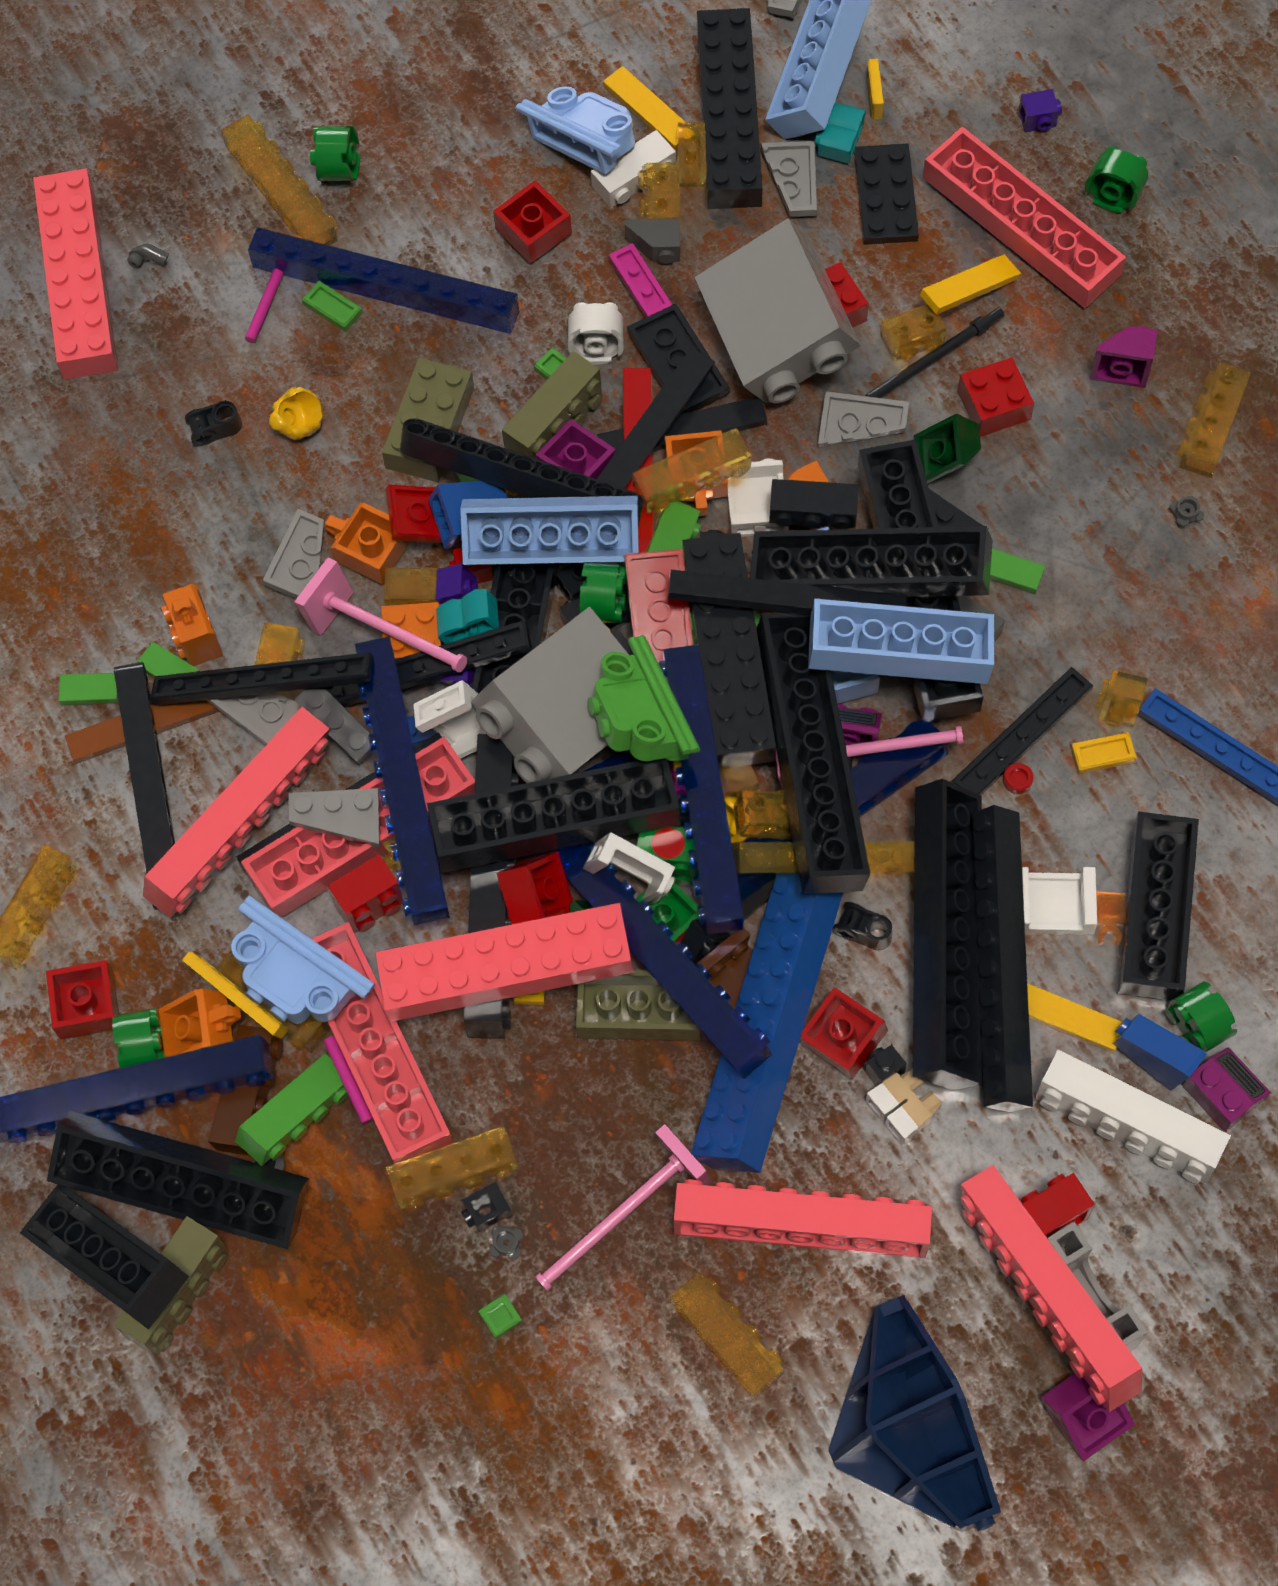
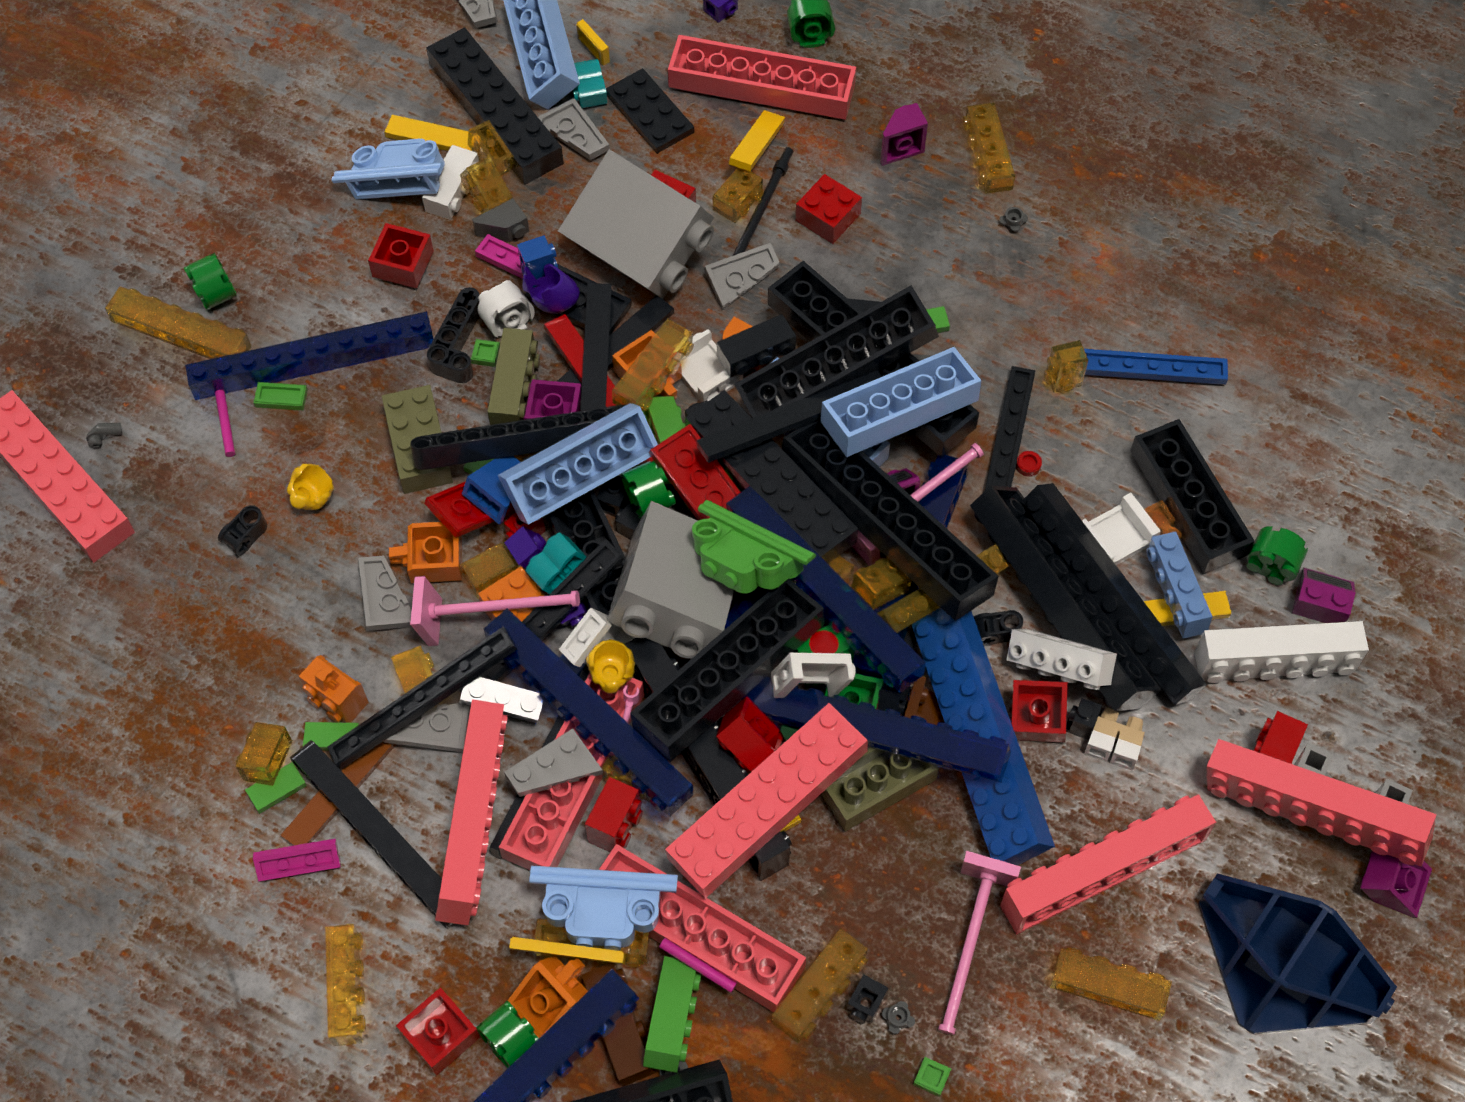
camera: 35 degrees left, 5 degrees down
(63, 767) = (296, 859): none -> dark pink plate
(95, 650) = (263, 753): none -> clear yellow brick
(450, 747) = (611, 665): none -> yellow hair
(450, 792) = (629, 700): none -> bright pink hand
(554, 309) = (466, 310): none -> black beam
(651, 340) = (553, 292): none -> dark purple helmet
(654, 300) = (535, 255): none -> blue brick
(896, 993) = (1061, 657): none -> white brick
(947, 445) = (822, 254): dark green slope -> none
(1076, 991) = (1179, 584): none -> medium blue brick
(1103, 753) = (1074, 413): yellow tile -> none
(1158, 1050) = (1266, 594): blue slope -> none

